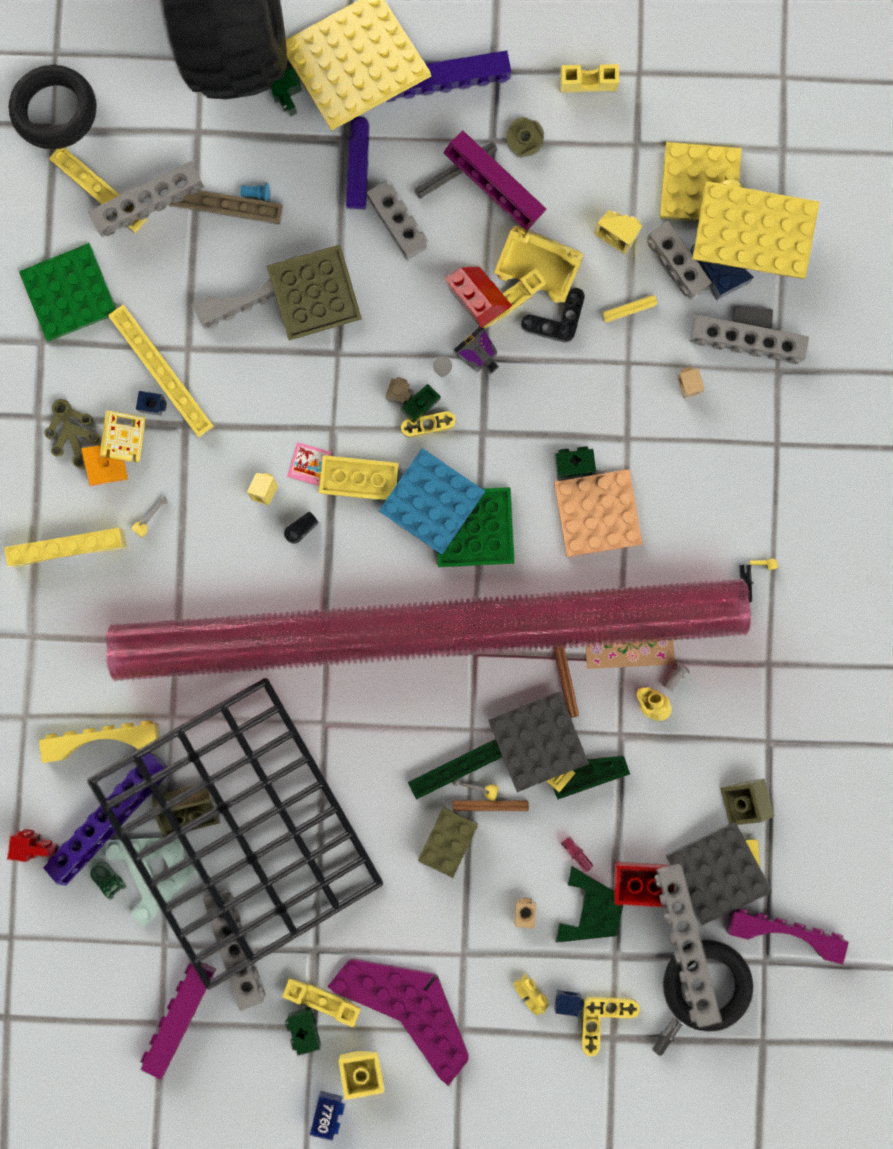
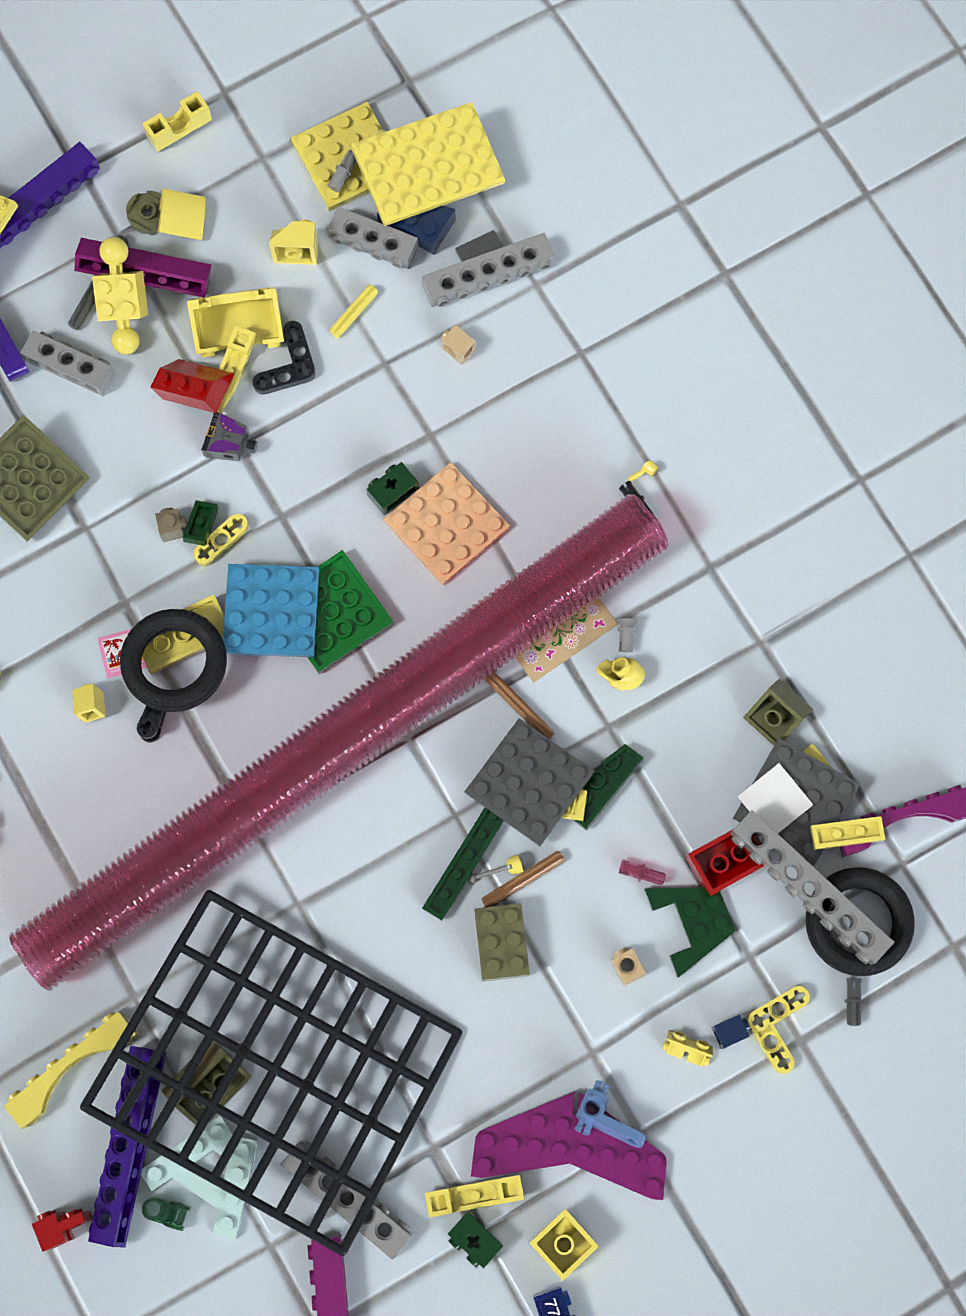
camera: 30 degrees left, 10 degrees down
(339, 462) = (160, 623): none -> black tyre
(442, 366) = (200, 472): light grey pin -> none
(446, 990) = (601, 1122): none -> medium blue piece
(464, 193) = (120, 295): none -> light yellow brick
(548, 155) = (182, 214): none -> light yellow slope
(688, 195) = (342, 171): none -> light grey axle
(704, 864) = (776, 799): none -> white sticker
(739, 921) = (847, 833): none -> light yellow plate

